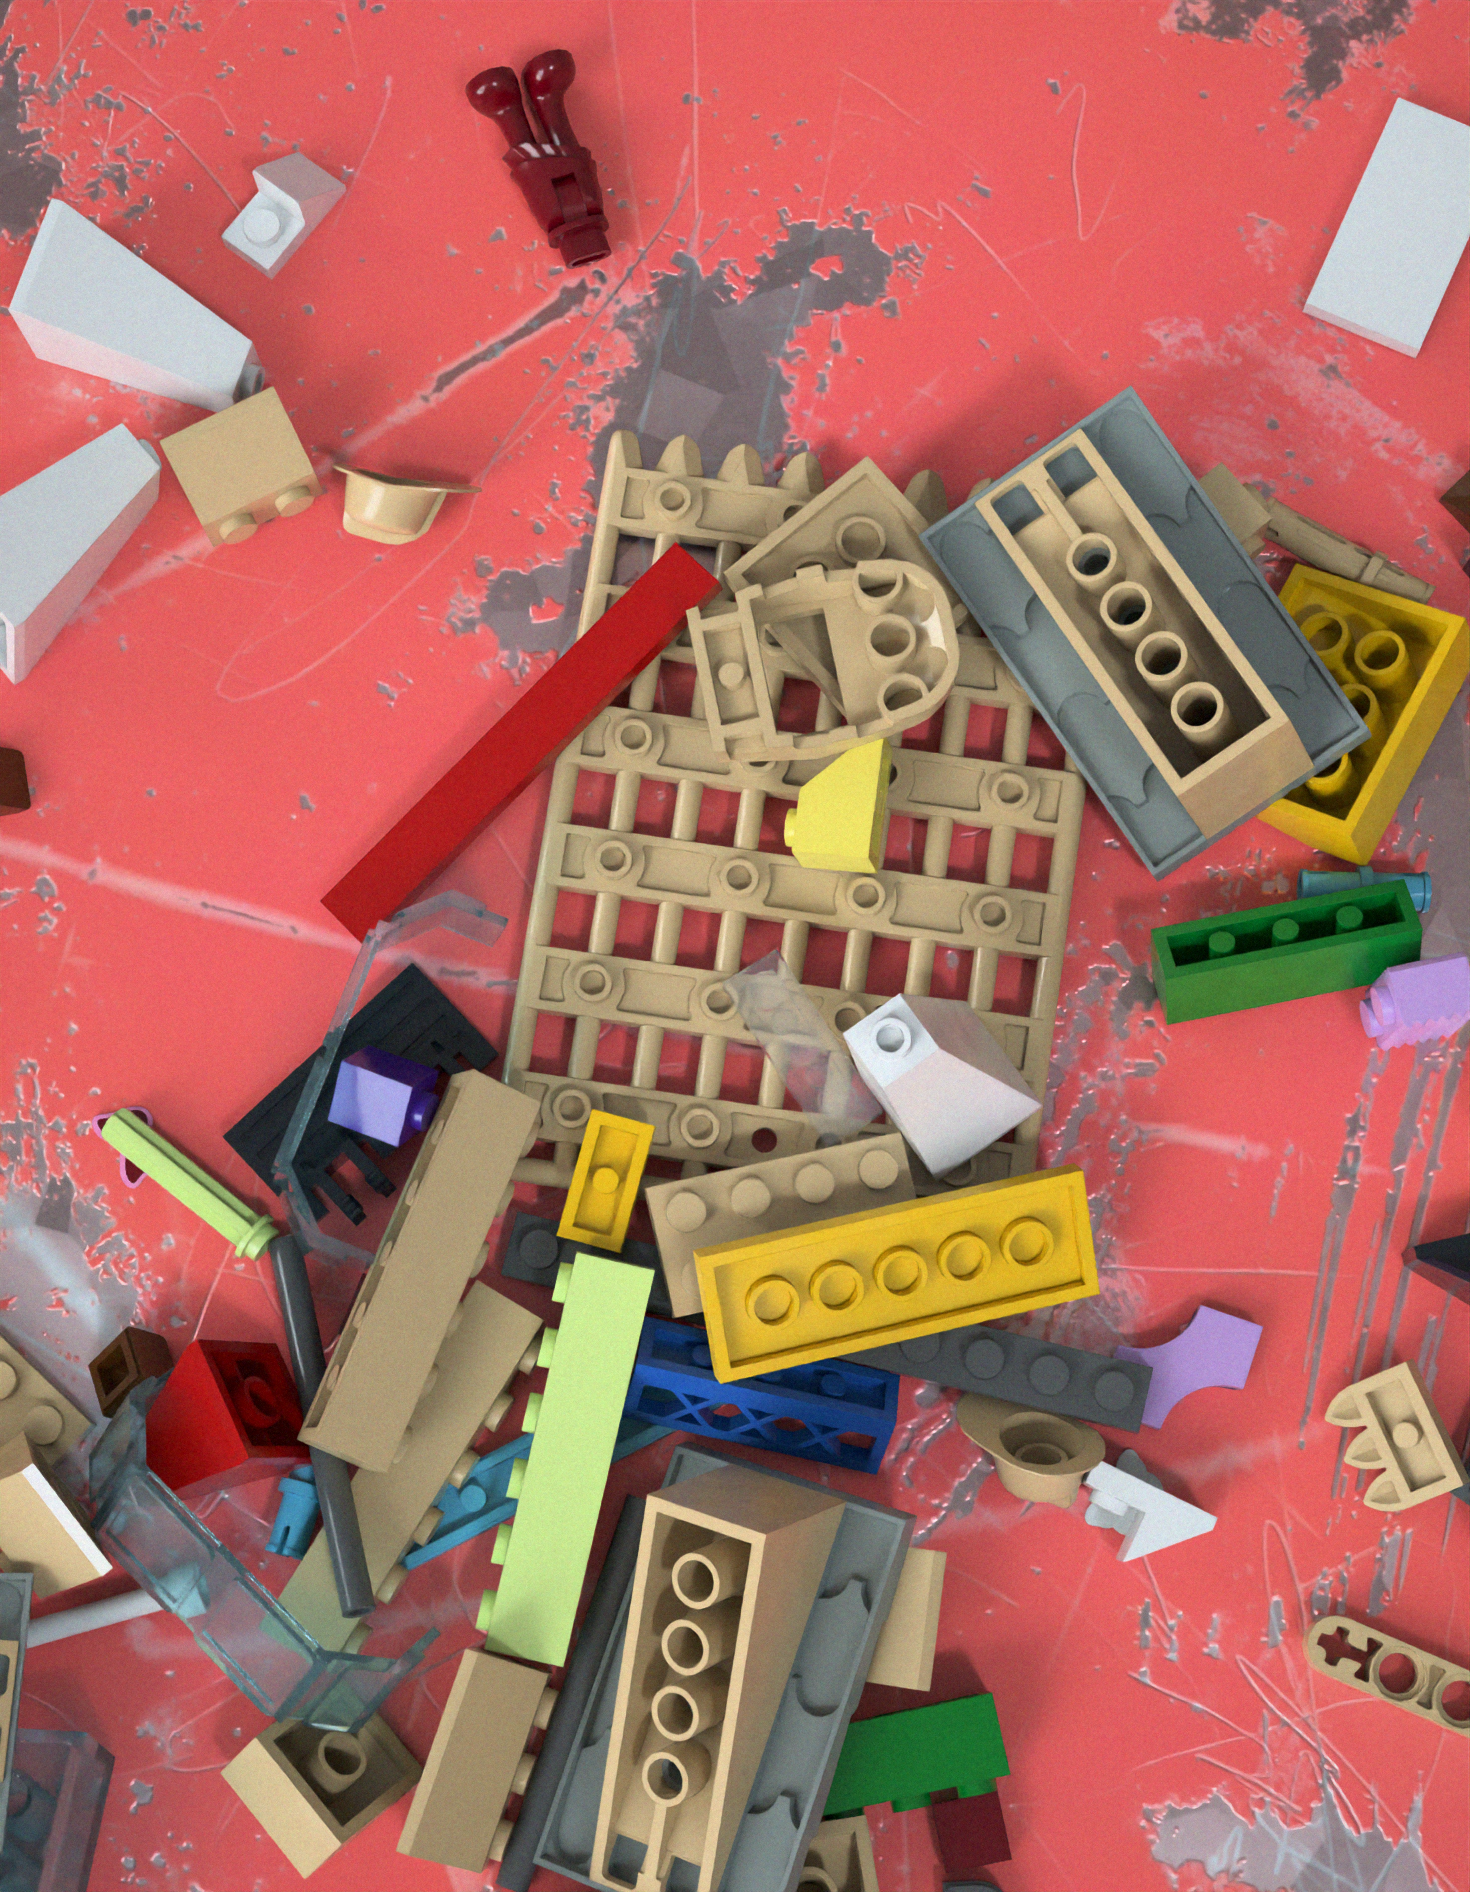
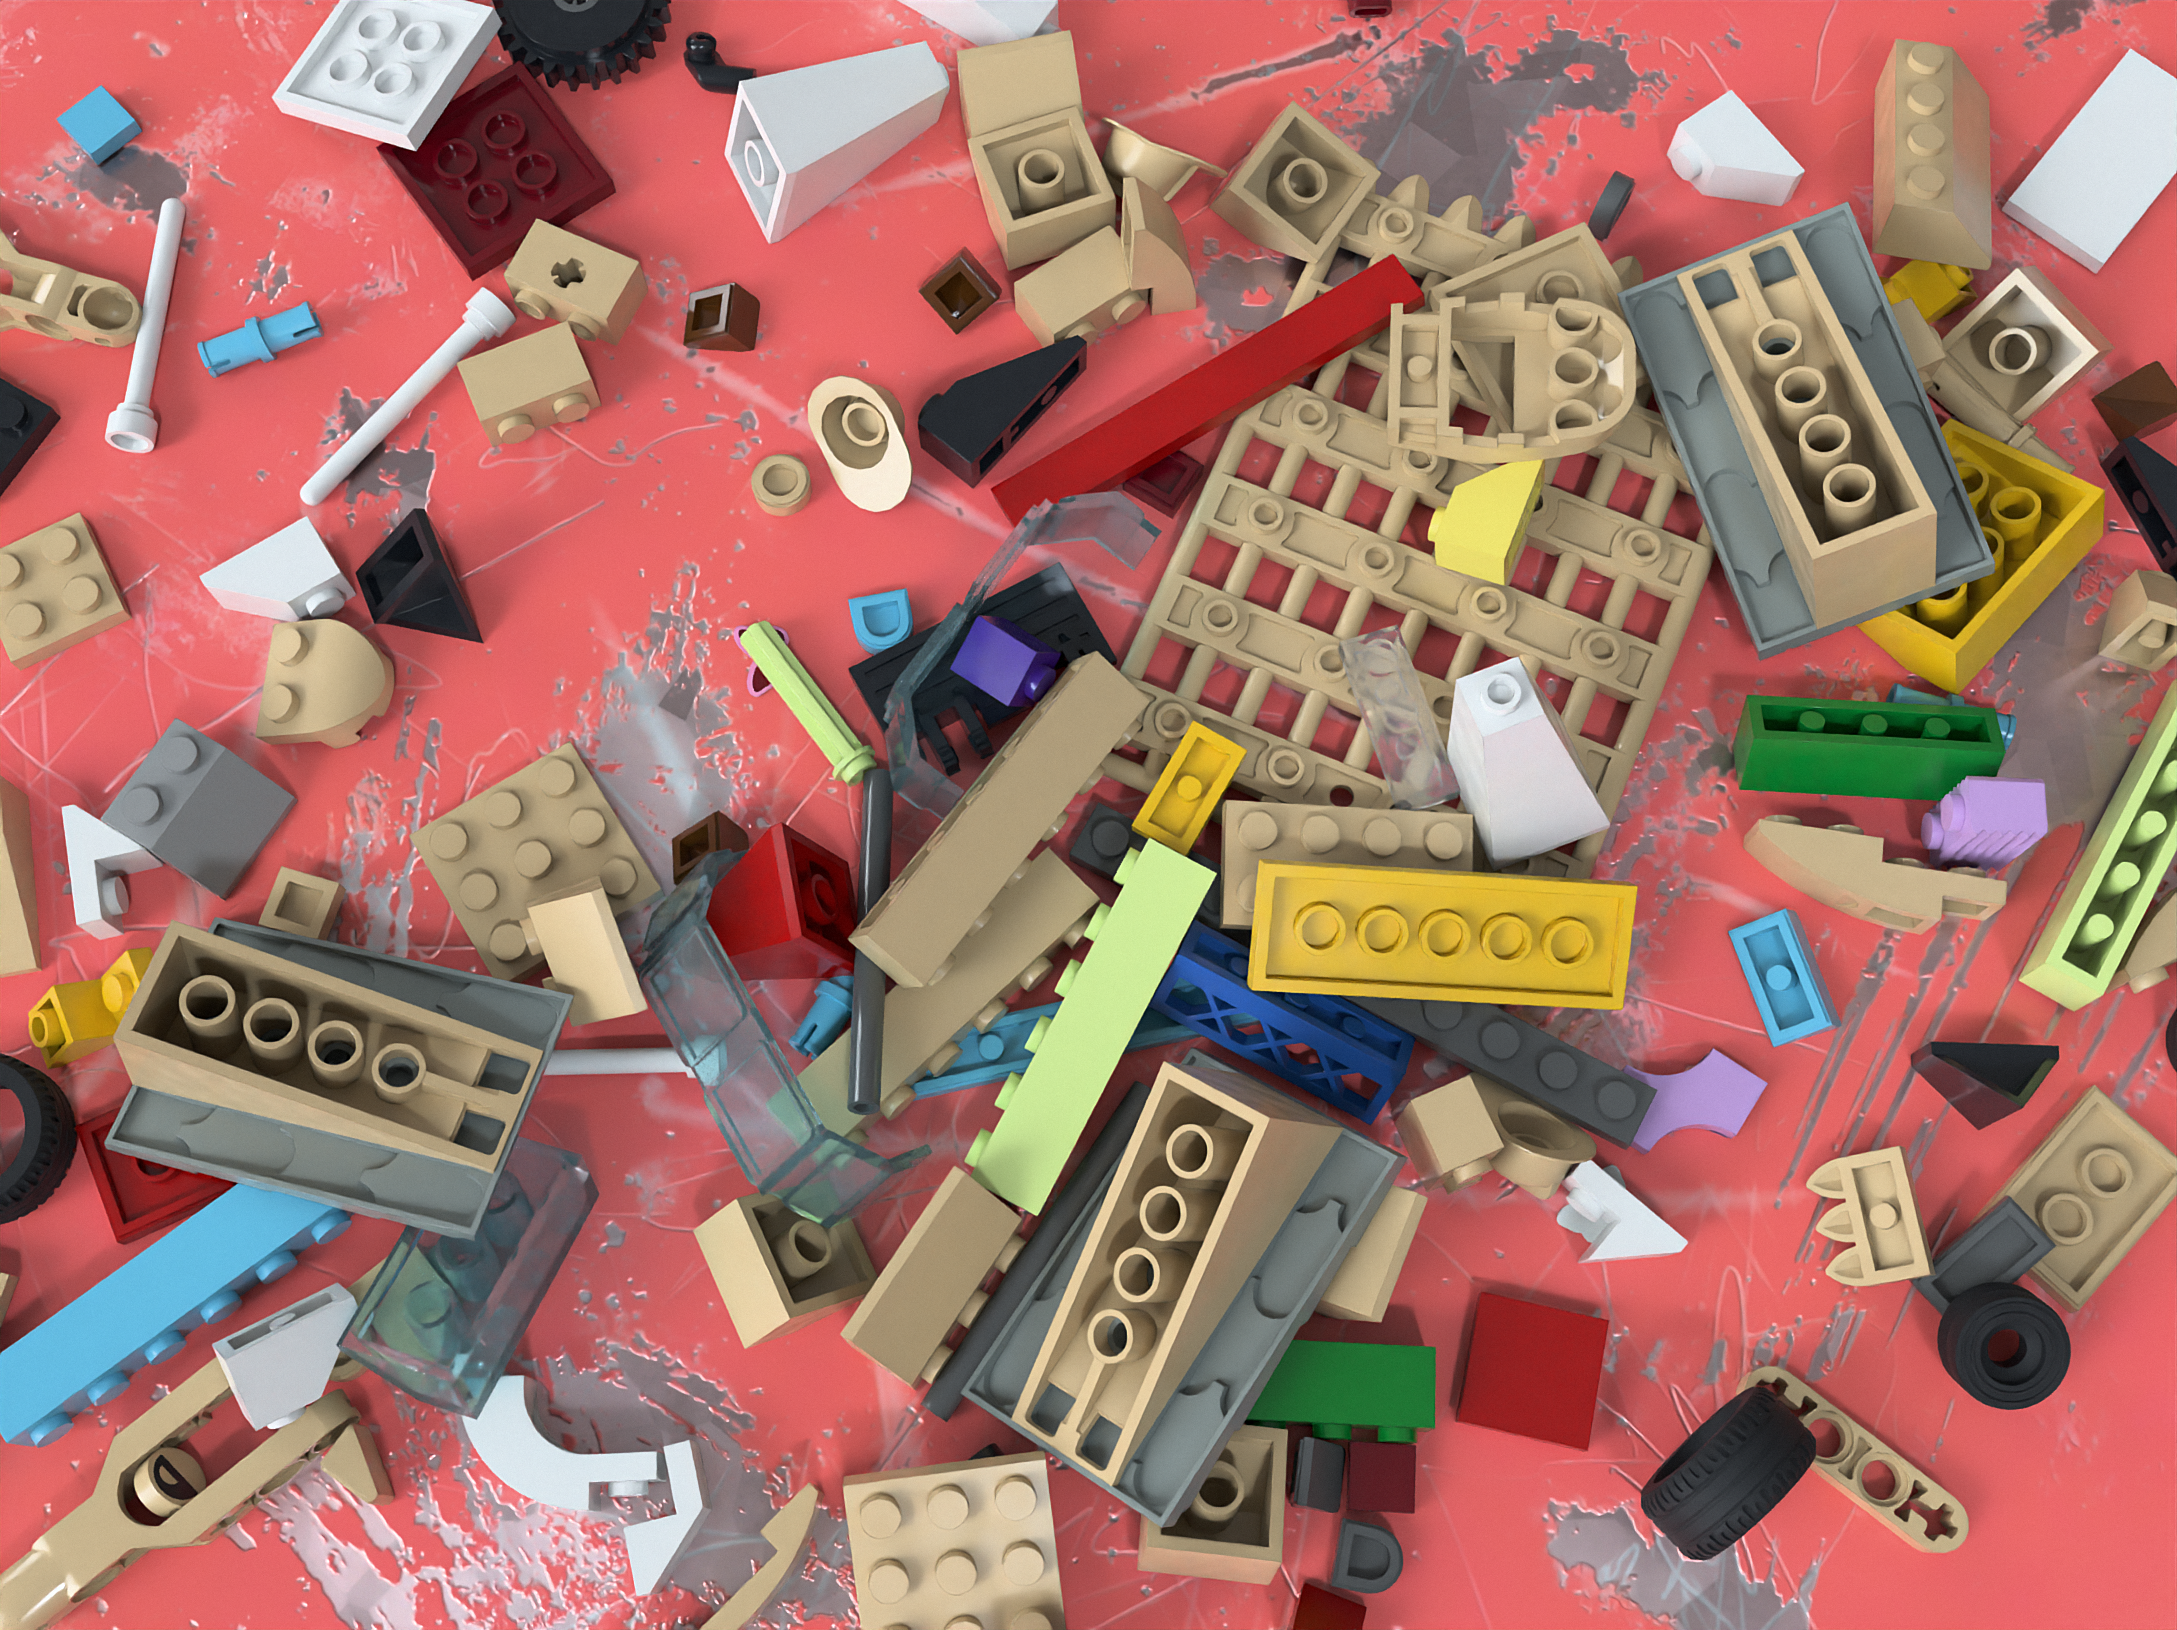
camera: 10 degrees right, 5 degrees down
(99, 952) = (781, 485): none -> tan tile
(172, 886) = (862, 441): none -> tan piece
(232, 687) = (960, 290): none -> reddish brown slope
(244, 1072) = (882, 620): none -> medium azure tile
(289, 556) = (1042, 186): none -> tan slope
(300, 815) = (994, 408): none -> black slope
(362, 661) = (1079, 292): none -> tan brick
(427, 602) = (1155, 249): none -> tan slope
(502, 844) = (1166, 483): none -> dark red tile
(557, 486) = (1296, 187): none -> tan slope
(893, 416) = (1611, 205): none -> dark grey tile
(908, 1847) = (1317, 1475): none -> dark grey slope
(957, 1475) = (1449, 1136): none -> tan brick
(1007, 327) = (1733, 155): none -> white slope
(1095, 1684) = (1532, 1371): none -> red tile
(1217, 283) = (1931, 159): none -> tan slope
(1236, 428) = (1932, 286): none -> yellow slope
(1258, 1209) = (1784, 978): none -> medium azure slope
(1295, 1087) = (1848, 874): none -> tan slope
(1307, 1744) = (1728, 1474): none -> black tyre
(1355, 464) = (2025, 344): none -> tan slope

